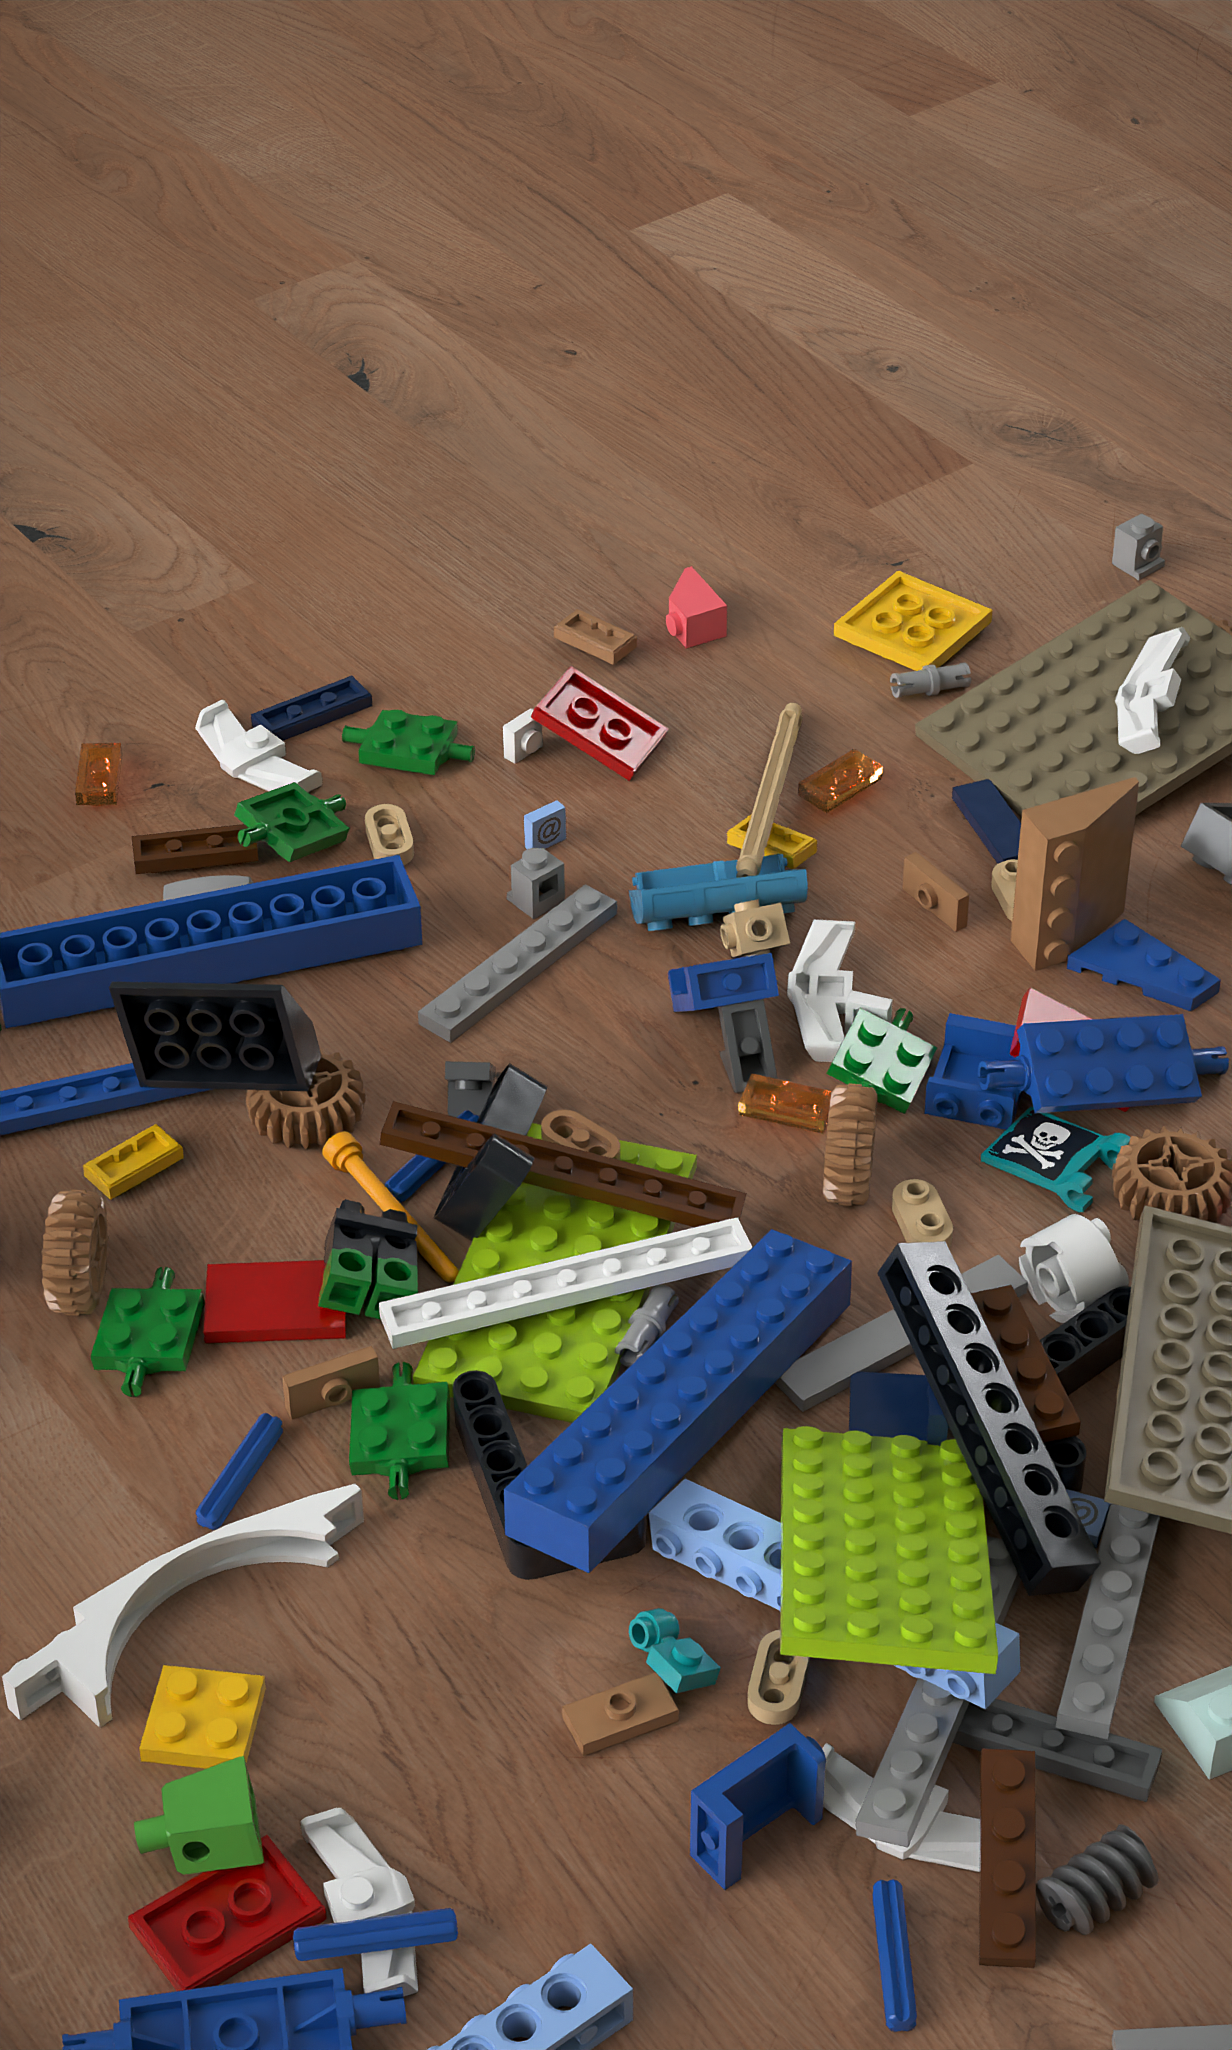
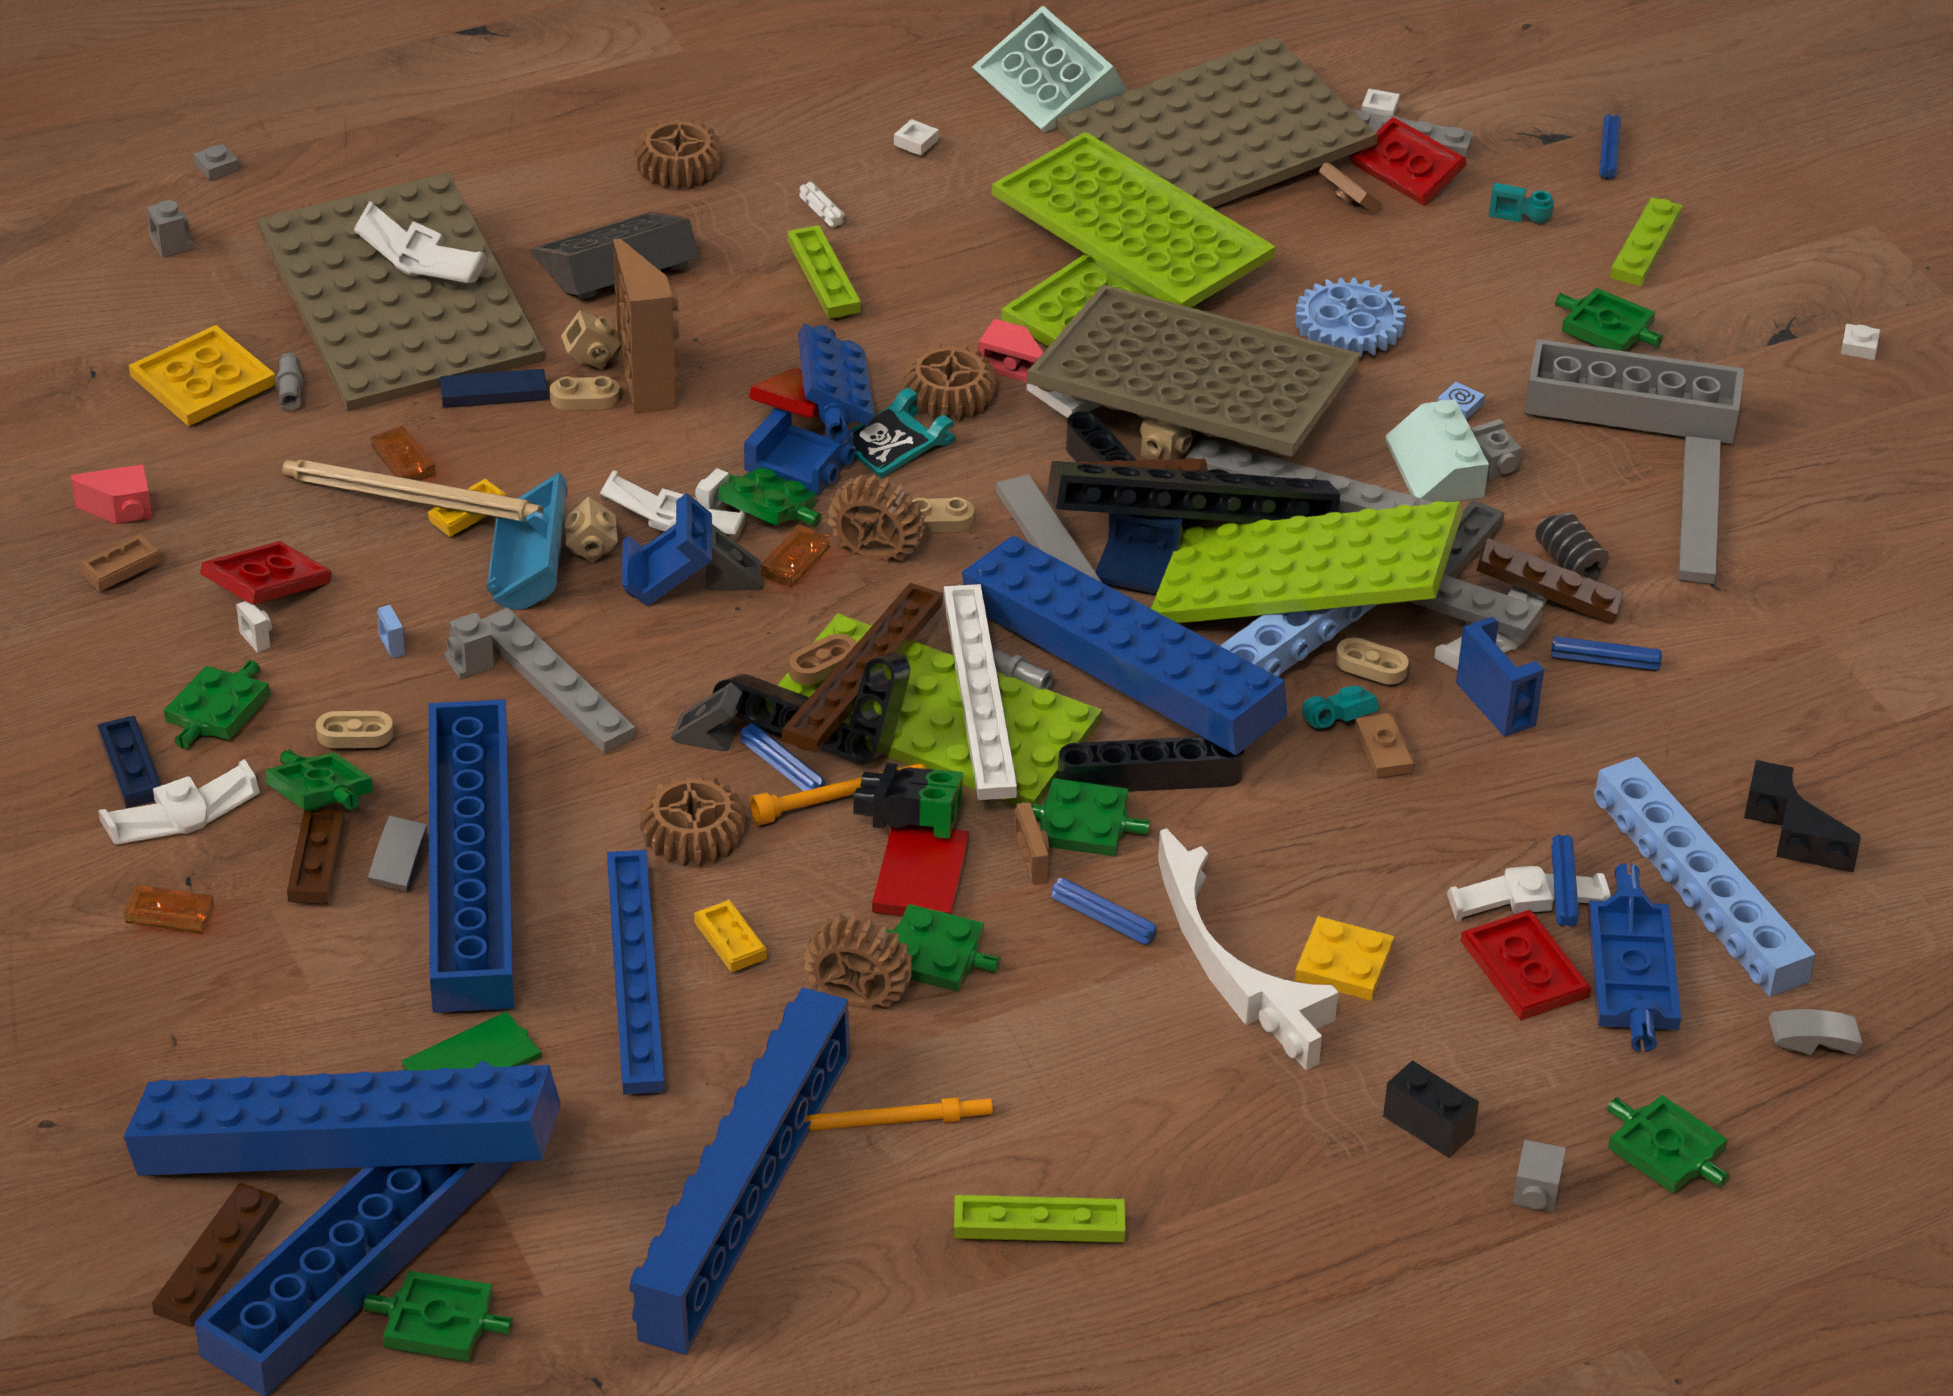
camera: 80 degrees left, 0 degrees up
(206, 1820) = (1457, 948): bright green torso -> none
(216, 1035) = (659, 829): black slope -> none
(935, 891) = (575, 430): medium nougat plate -> none
(1071, 1265) = (1039, 435): white brick -> none
(1142, 960) = (710, 343): blue wing -> none

